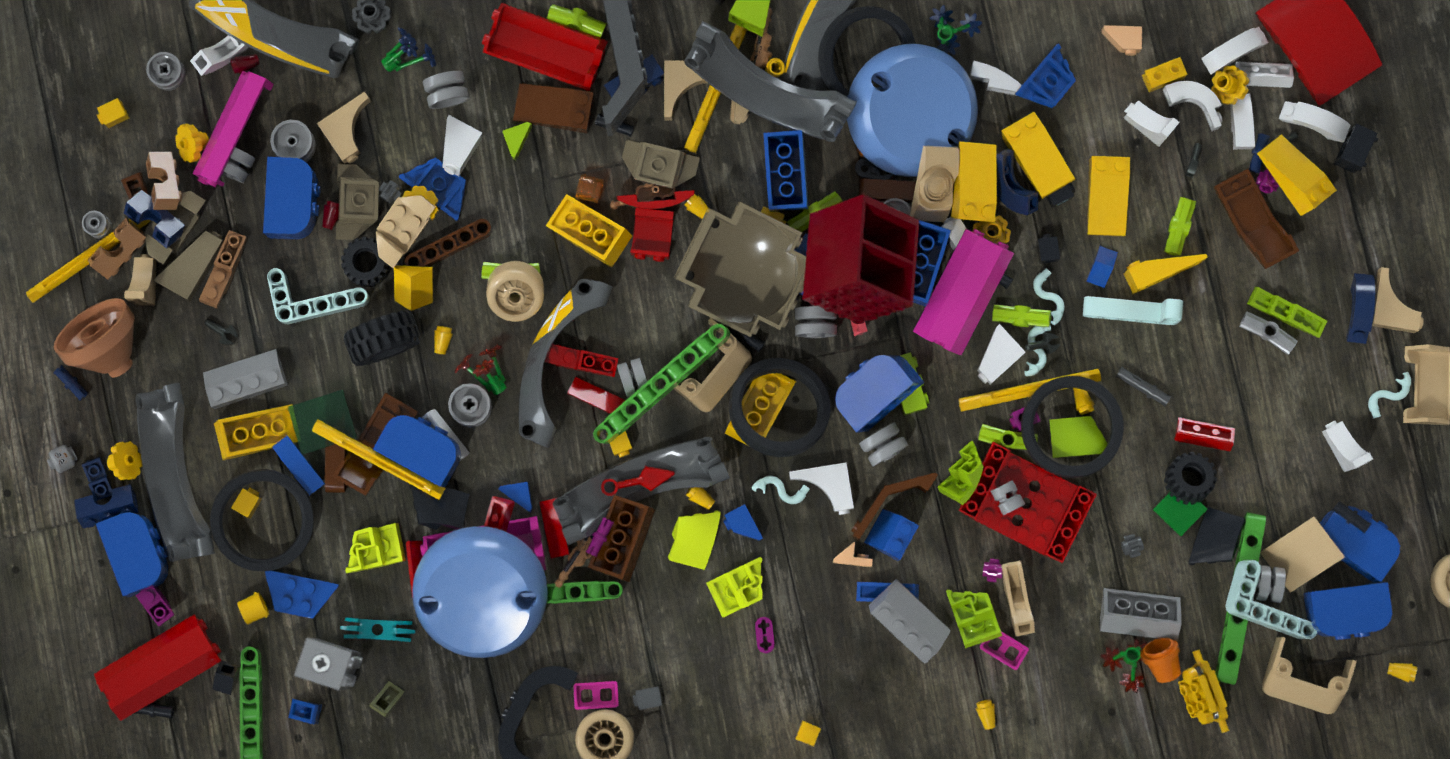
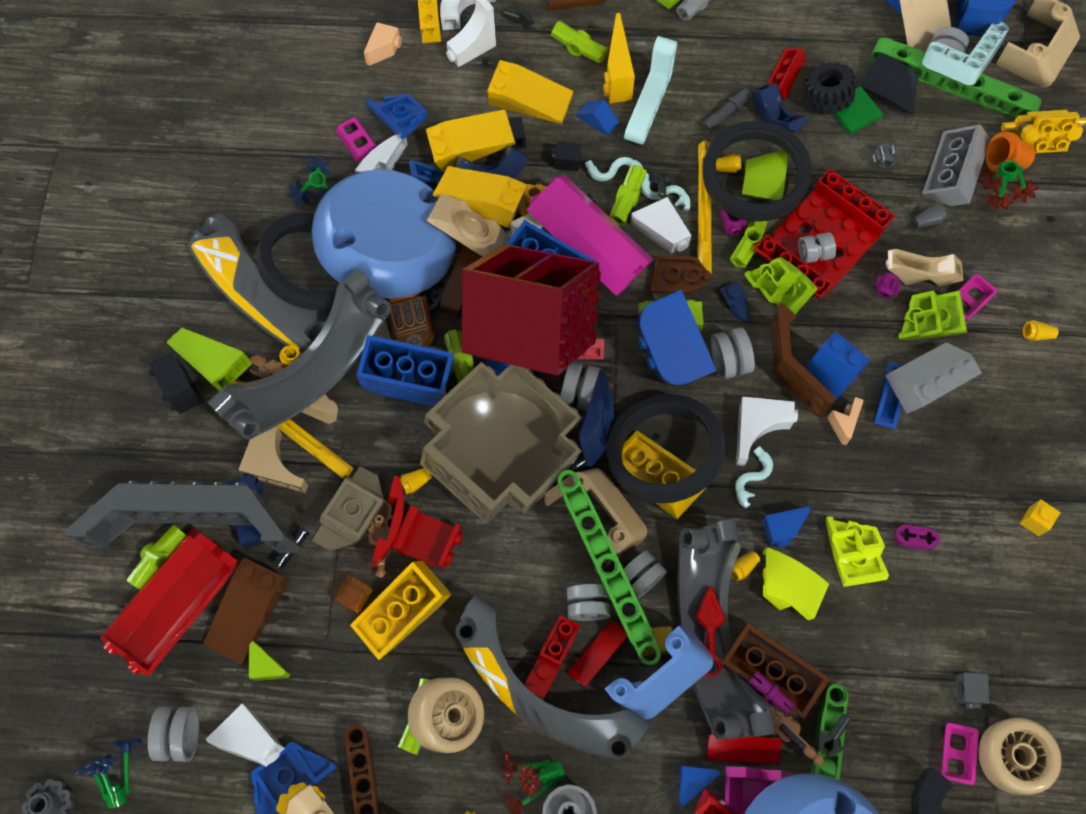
camera: 75 degrees left, 15 degrees down
(581, 592) = (834, 736): none -> pearl dark grey bar
(604, 464) = (688, 665): none -> medium blue windscreen
(668, 415) = (643, 575): none -> light grey wheel
(787, 344) = (597, 421): none -> dark blue slope
(836, 161) = (412, 322): none -> tile
(943, 439) = (736, 301): none -> dark blue plate
(951, 381) = (677, 274): none -> reddish brown tile
(989, 126) = (426, 173): none -> blue slope
(1020, 51) = (348, 139): none -> dark pink piece
(1078, 598) = (931, 216): none -> dark grey cone
(1151, 433) = (772, 110): none -> dark blue arch

